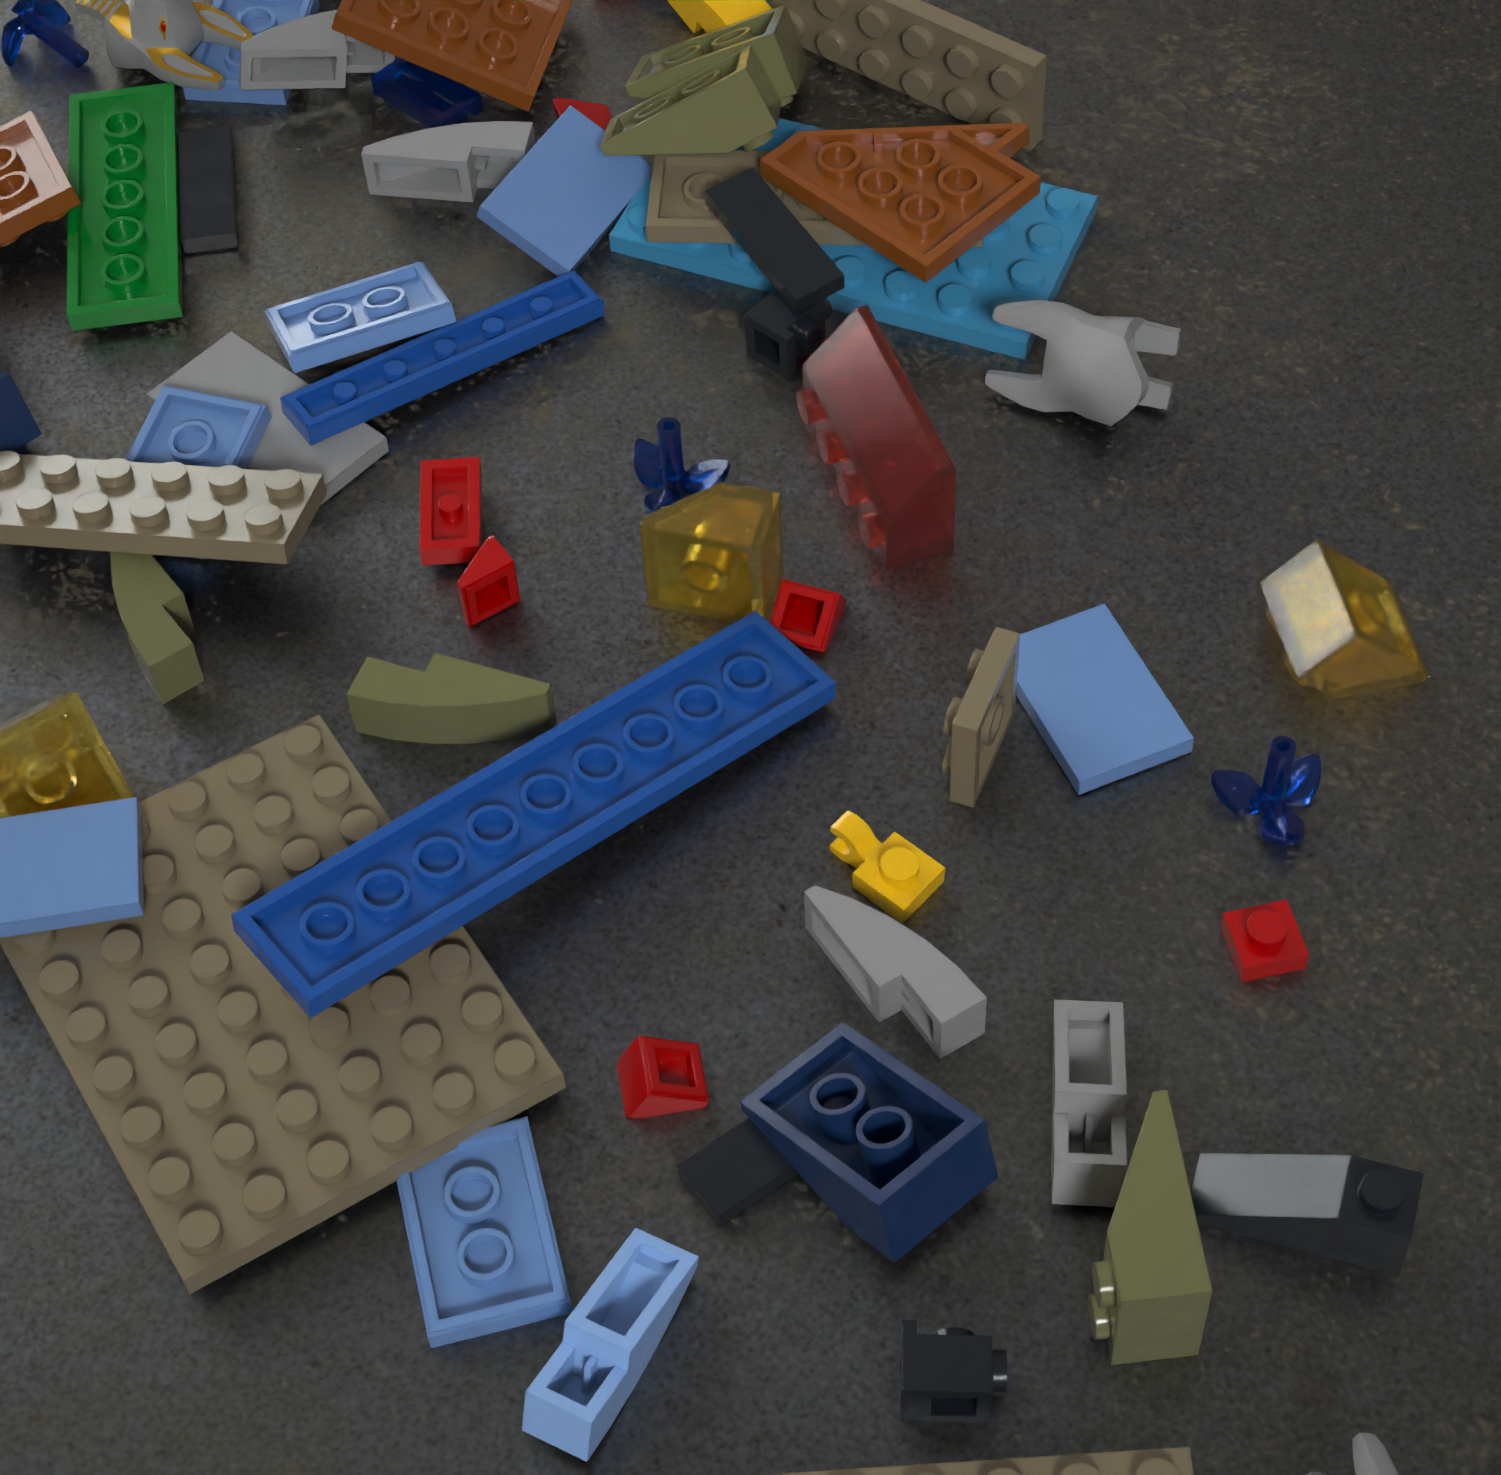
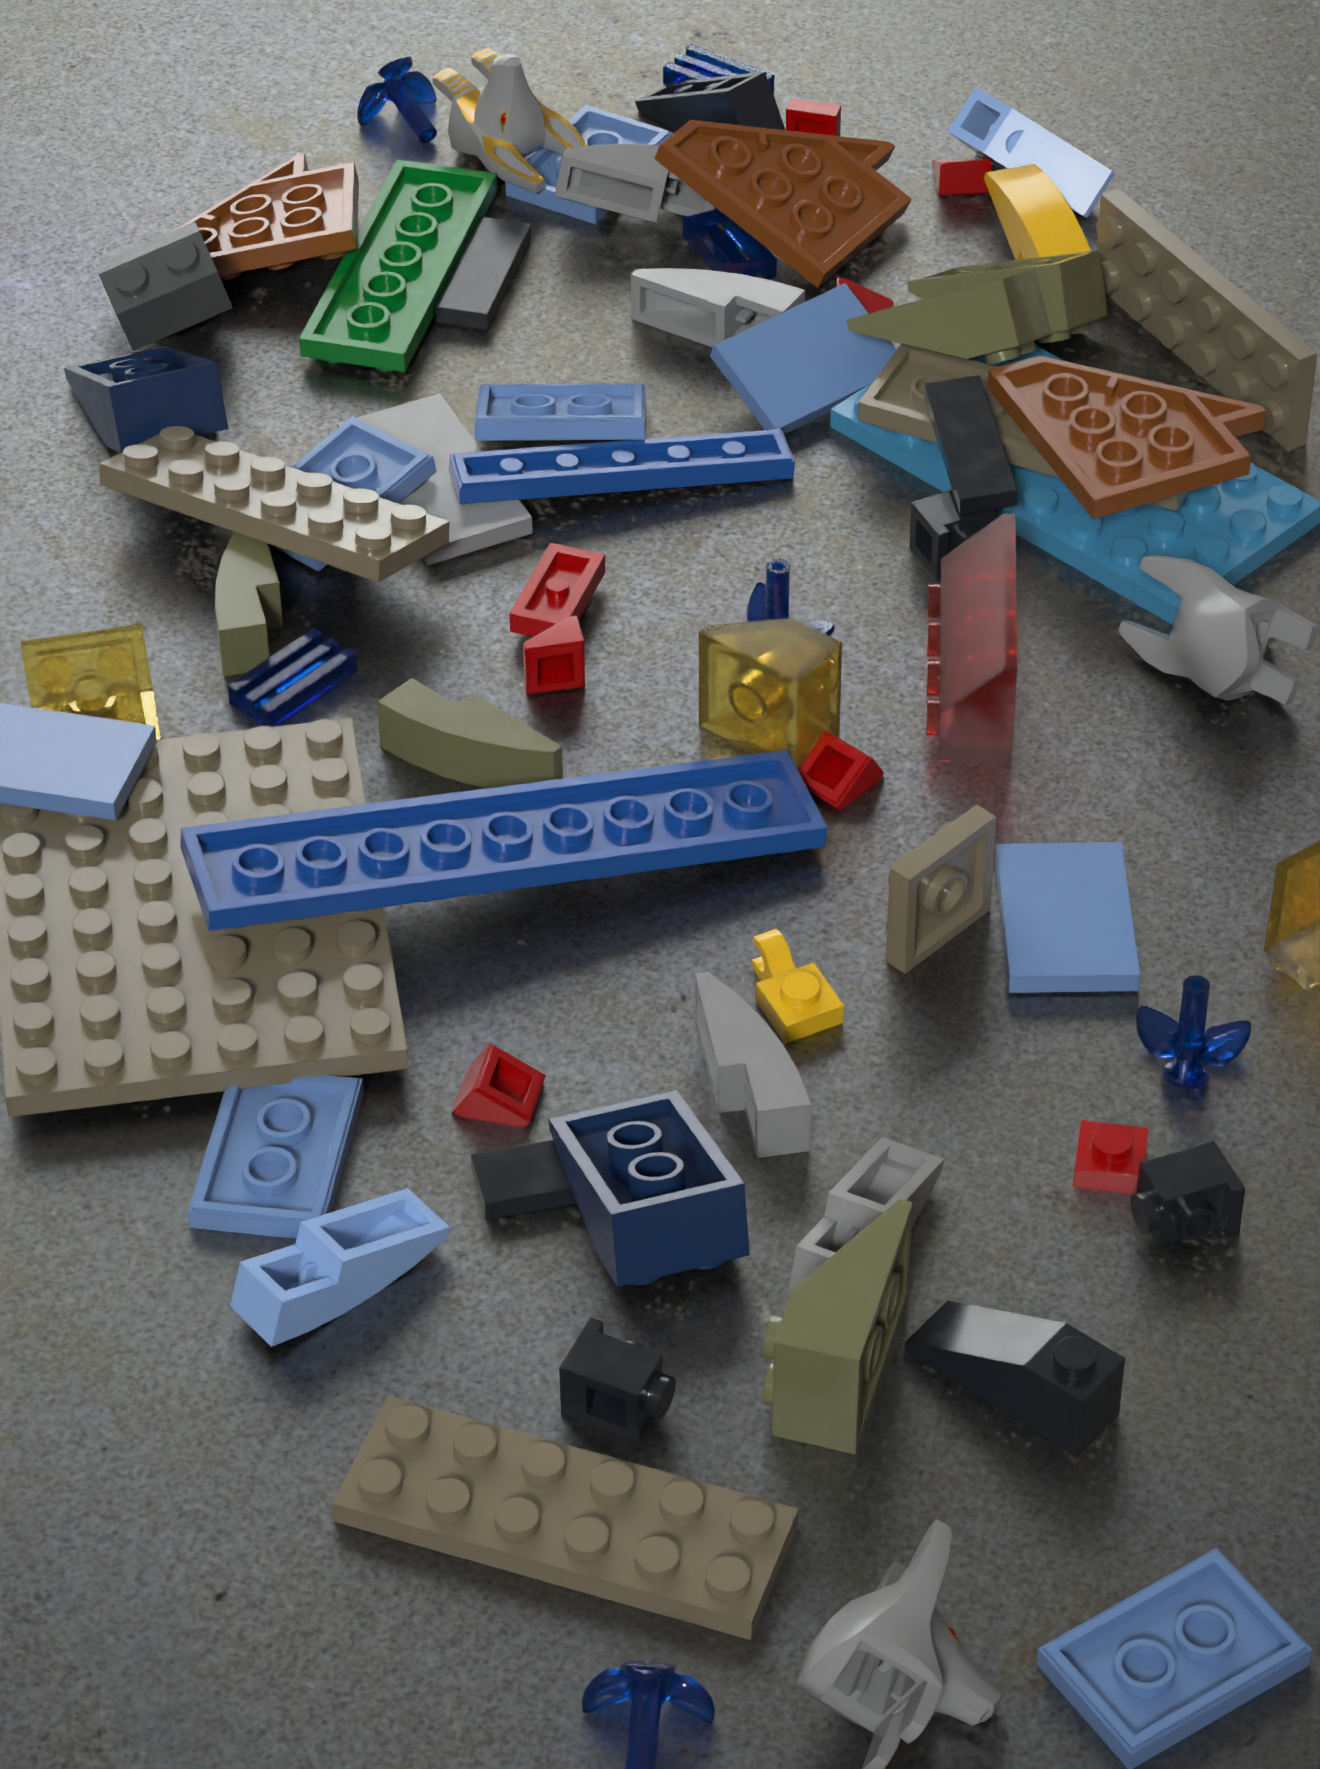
camera: 20 degrees right, 10 degrees down
(225, 682) = (286, 673): none -> clear blue tile
(1364, 961) = (1188, 1195): none -> black brick

